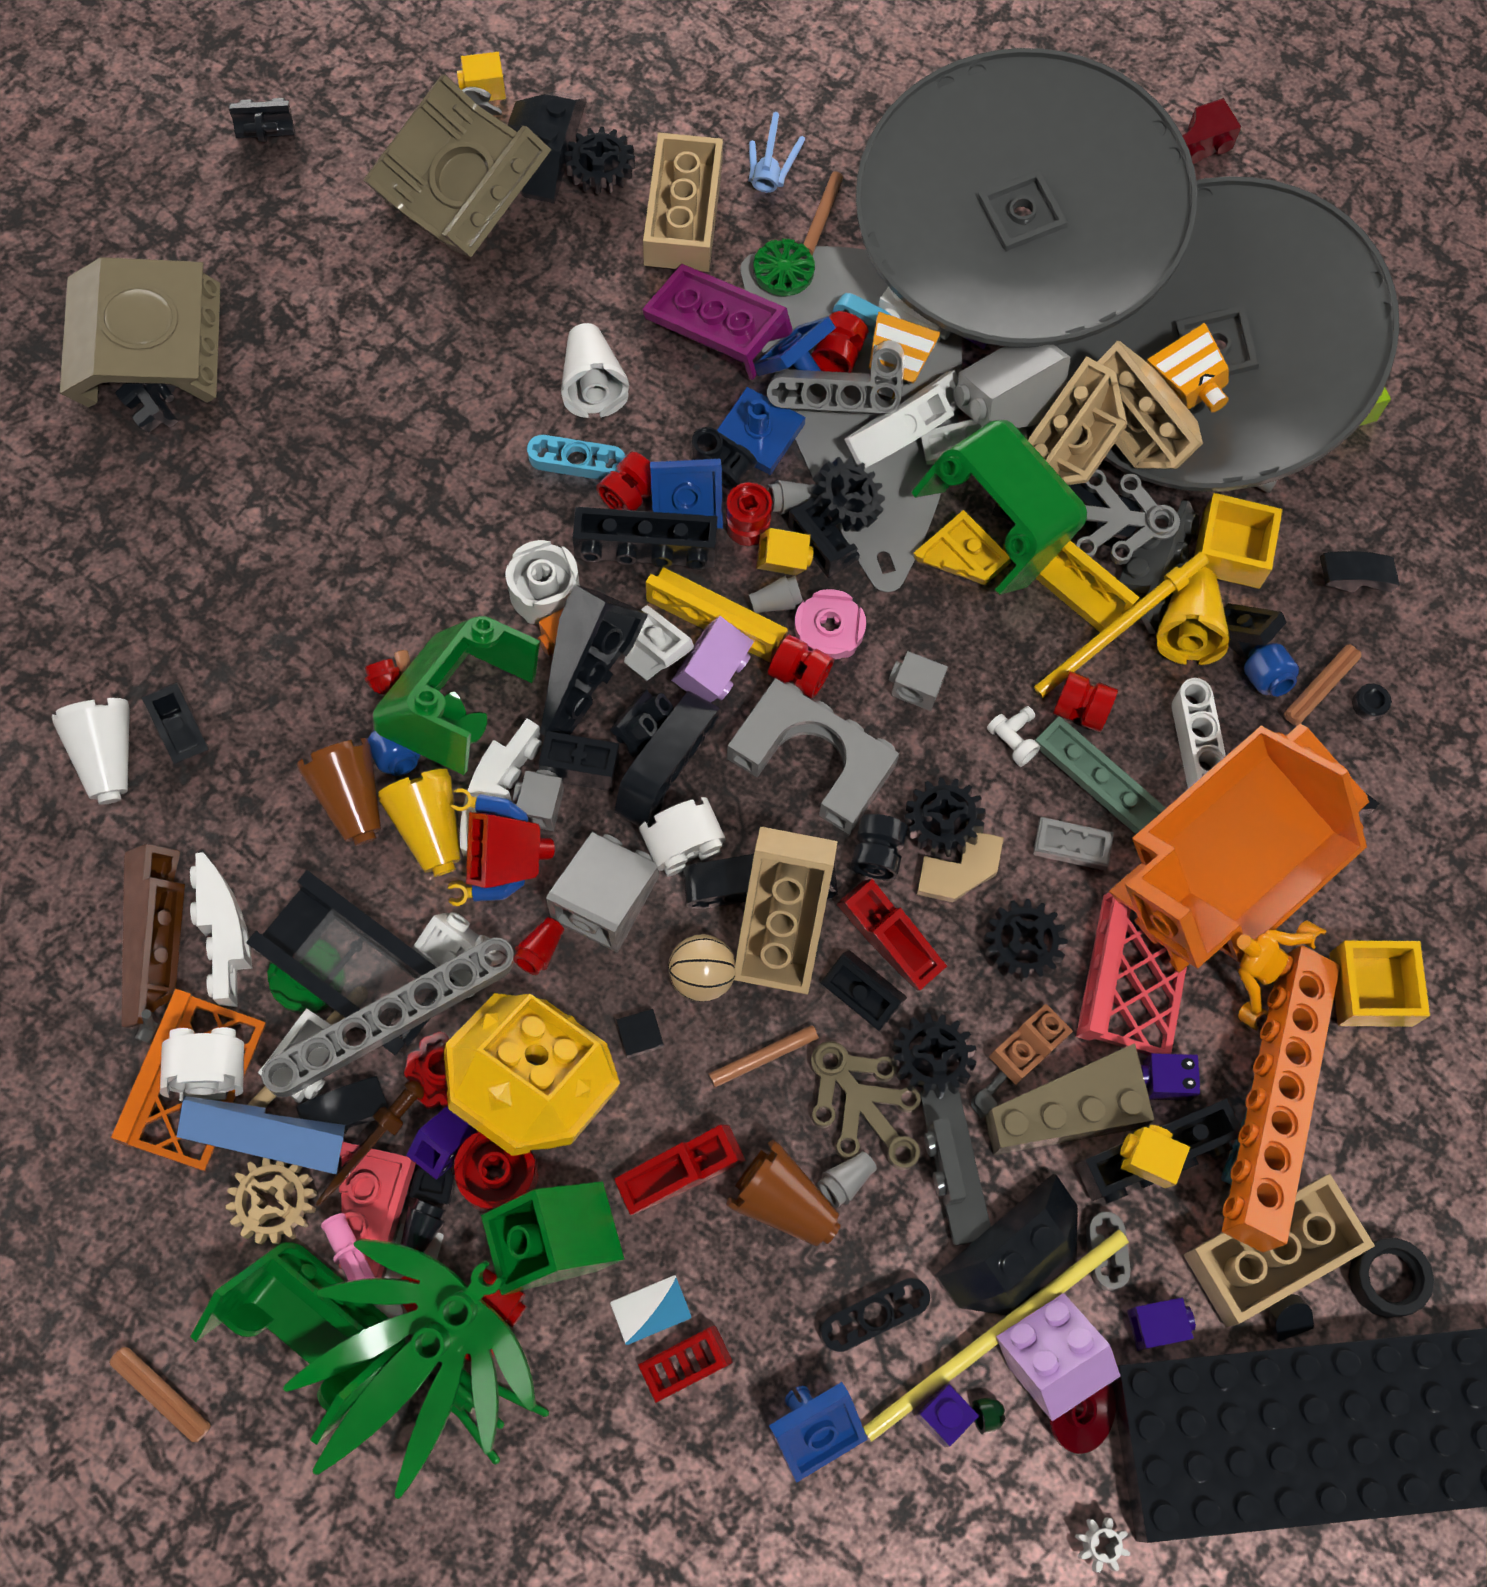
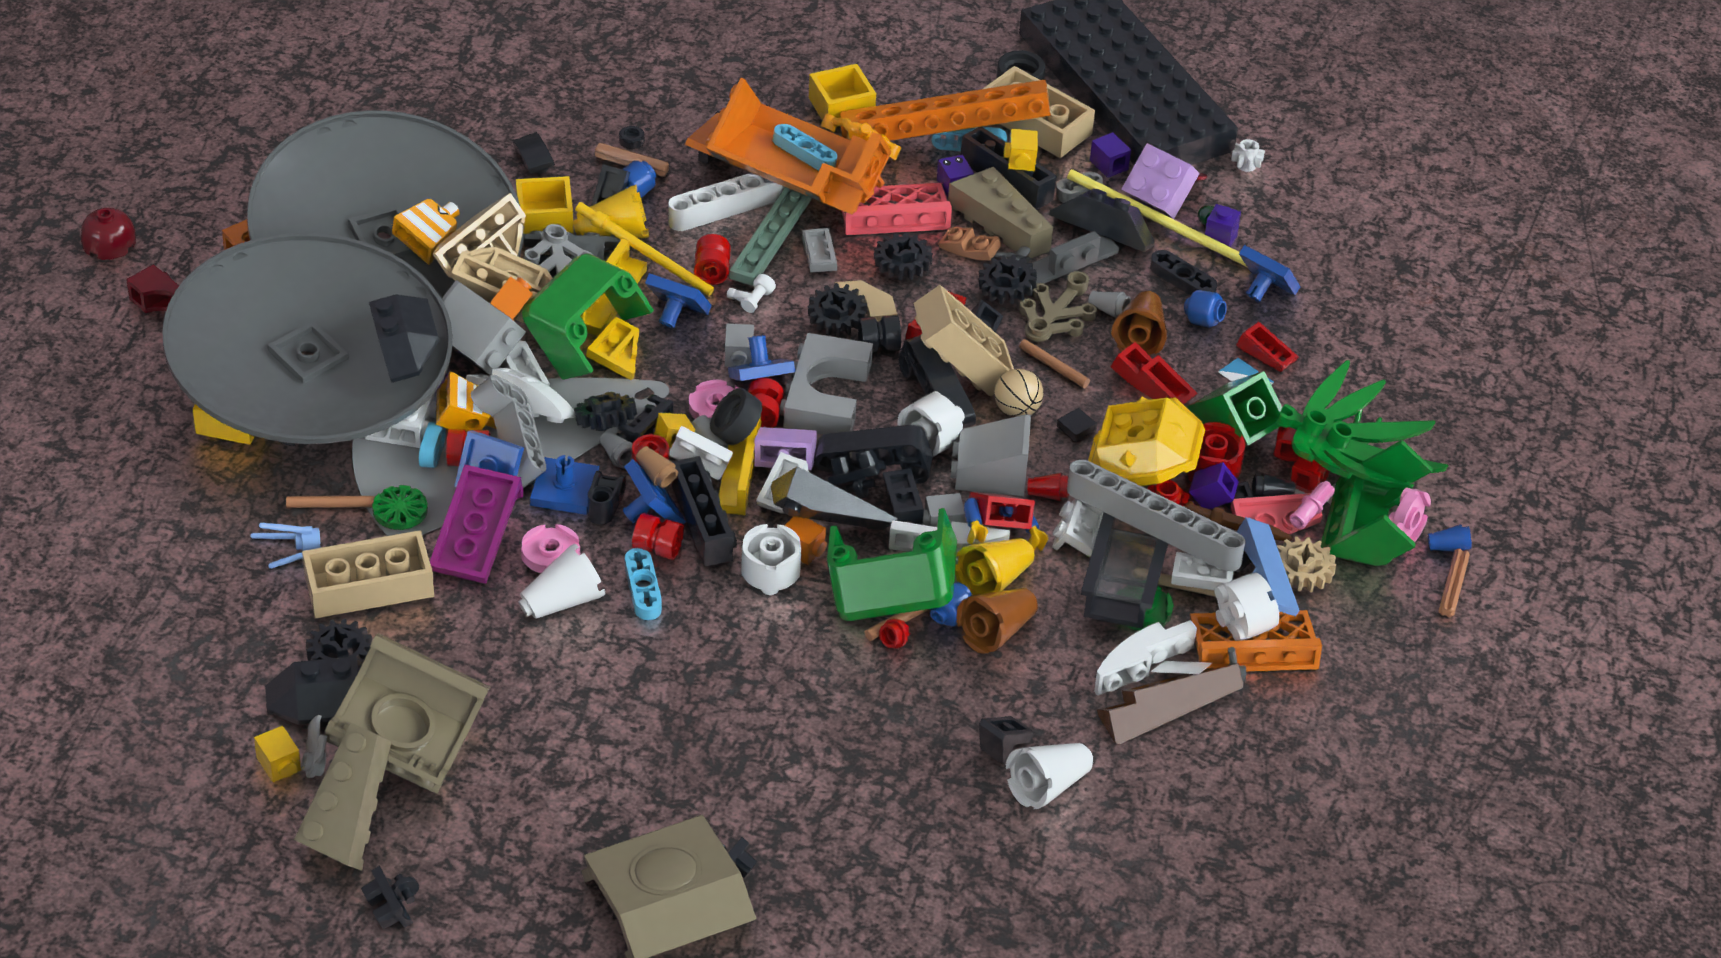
camera: 110 degrees left, 25 degrees down
(177, 964) = (1181, 667): none -> white sticker
(226, 1430) = (1450, 539): none -> blue cone
(267, 1374) = (1409, 514): none -> bright pink plate
(364, 88) = (347, 798): none -> dark tan wedge
(662, 402) = (539, 538): none -> bright pink plate
(707, 492) = (658, 468): none -> medium nougat cone
(729, 557) = (690, 444): none -> white bracket
(767, 609) = (736, 416): none -> black tyre
(786, 1305) = (1205, 308): none -> blue head
(858, 682) = (760, 364): none -> tile
(996, 272) = (404, 333): none -> black wedge
(1020, 632) = (676, 297): none -> blue tile
(1028, 413) = (512, 297): none -> orange brick
(1273, 853) = (813, 153): none -> medium azure beam
(1323, 114) = (107, 233): none -> dark red cylinder

